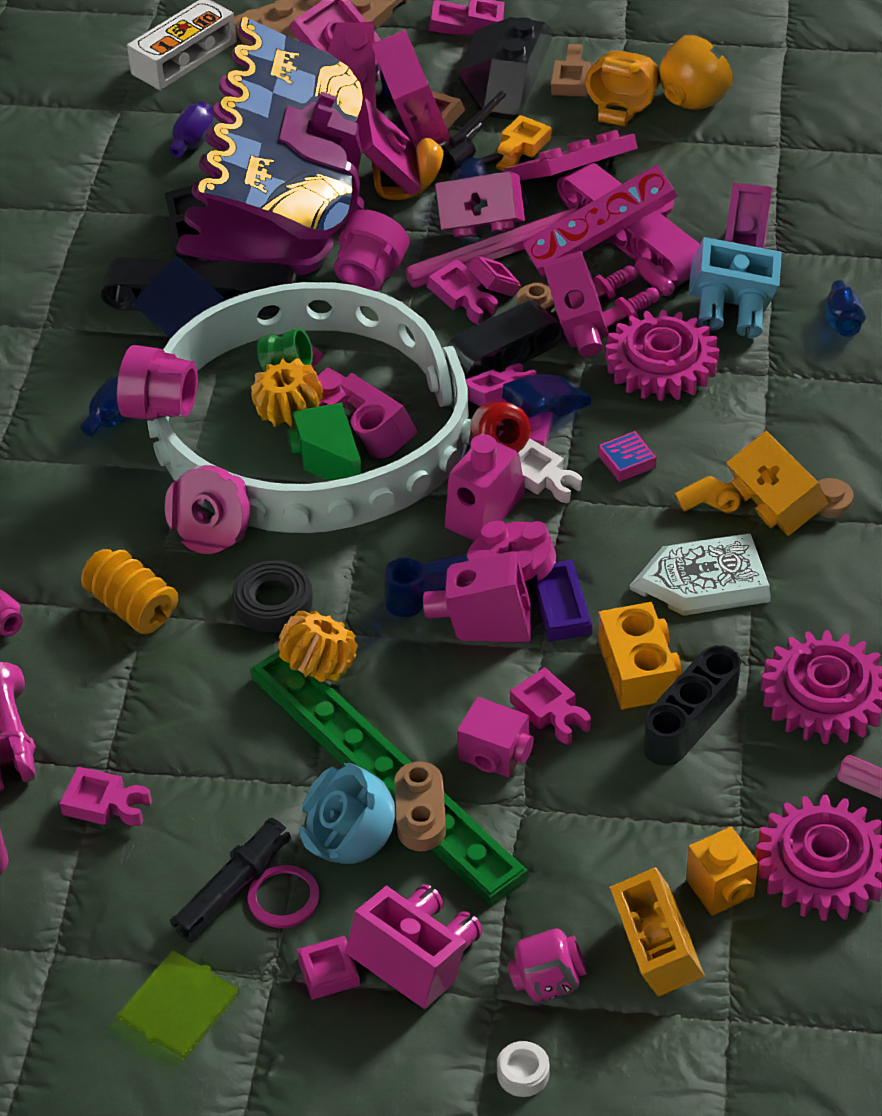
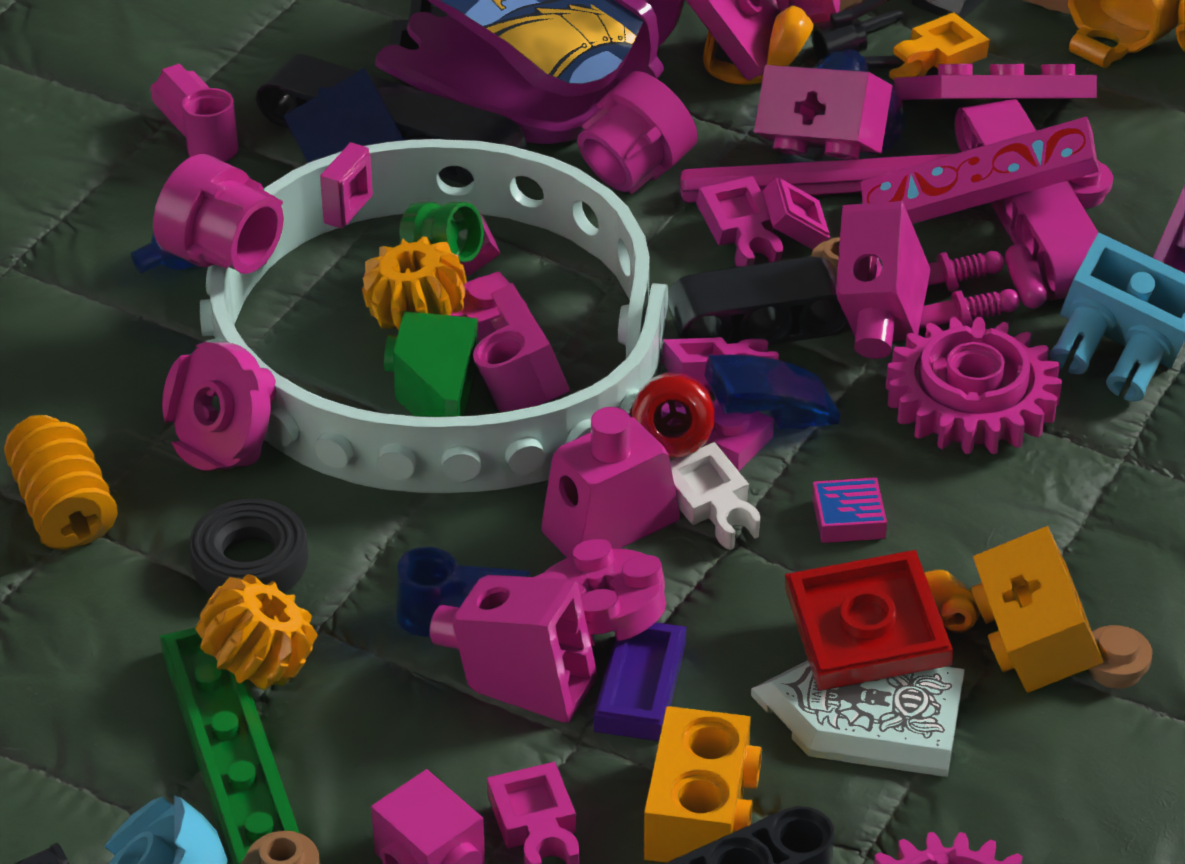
camera: 20 degrees right, 5 degrees down
(73, 317) = (198, 112): none -> dark pink piece
(215, 339) = (346, 185): none -> dark pink tile
(682, 521) = (868, 620): none -> red plate

